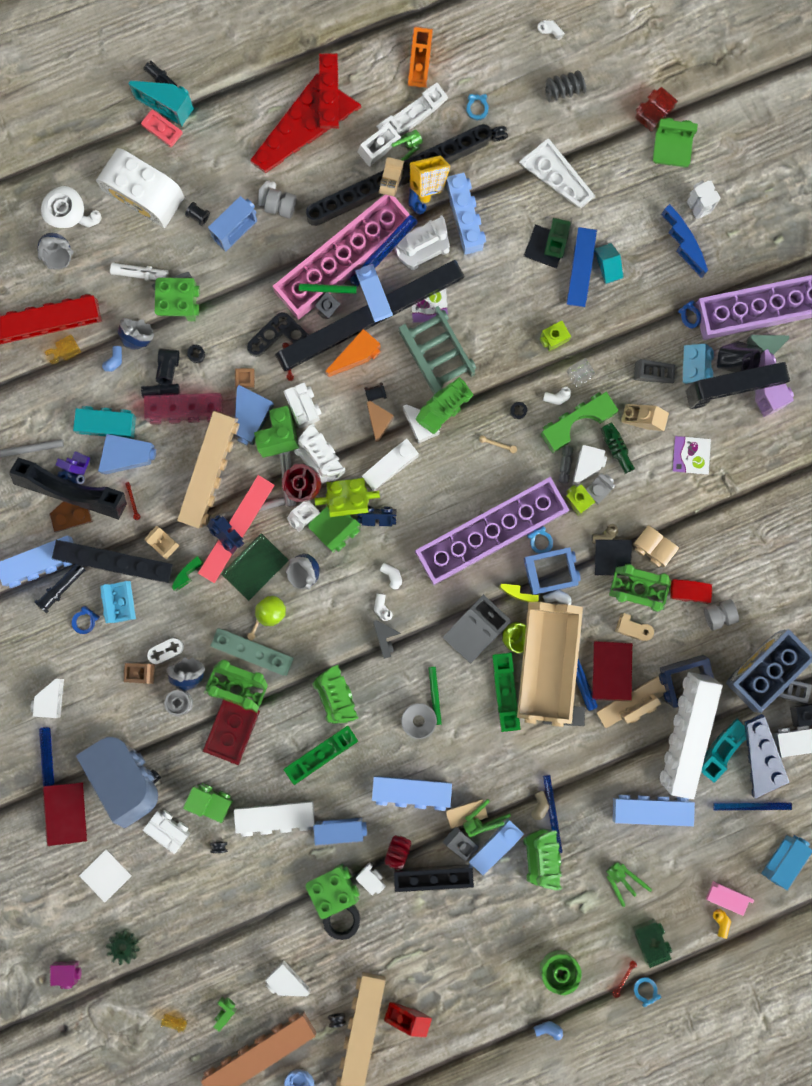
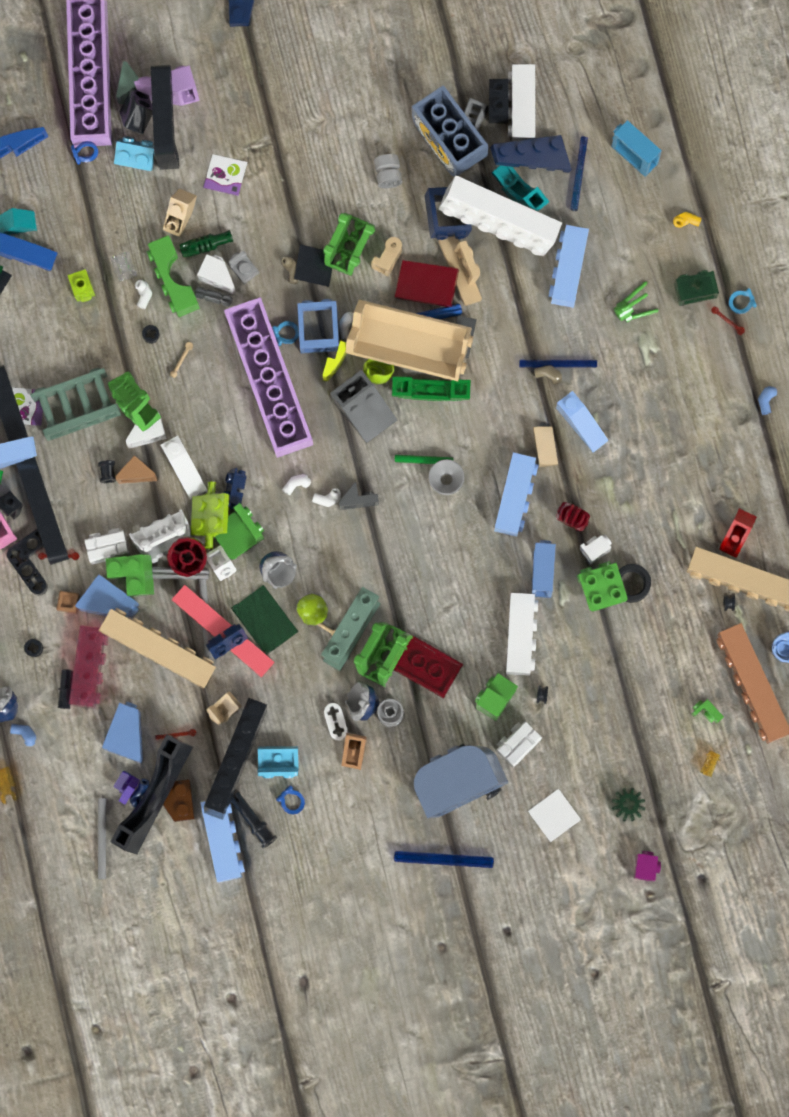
camera: 70 degrees left, 5 degrees down
(49, 700) = (368, 847): white slope -> none
(64, 814) = (485, 845): dark red tile -> none
(104, 422) = (88, 750): teal brick -> none
(167, 362) = (37, 676): black piece -> none
(183, 577) = (264, 690): green slope -> none
(286, 982) = (684, 646): white slope -> none
(320, 755) = (465, 579): green slope -> none
(335, 696) = (409, 555): bright green piece -> none
(356, 353) = (63, 482): orange slope -> none
(433, 878) = (603, 485): black brick -> none
(460, 844) = (573, 456): dark grey slope -> none
(474, 826) = (558, 439): bright green plant -> none
(543, 859) = (600, 377): bright green piece -> none
(571, 972) = (716, 368): bright green brick -> none
(579, 499) = (250, 288): lime brick -> none
(642, 370) = (133, 208): dark grey slope -> none
(655, 547) = (310, 223): tan brick -> none
(691, 591) = (360, 196): red slope -> none
(728, 898) = (663, 209): bright pink panel -> none

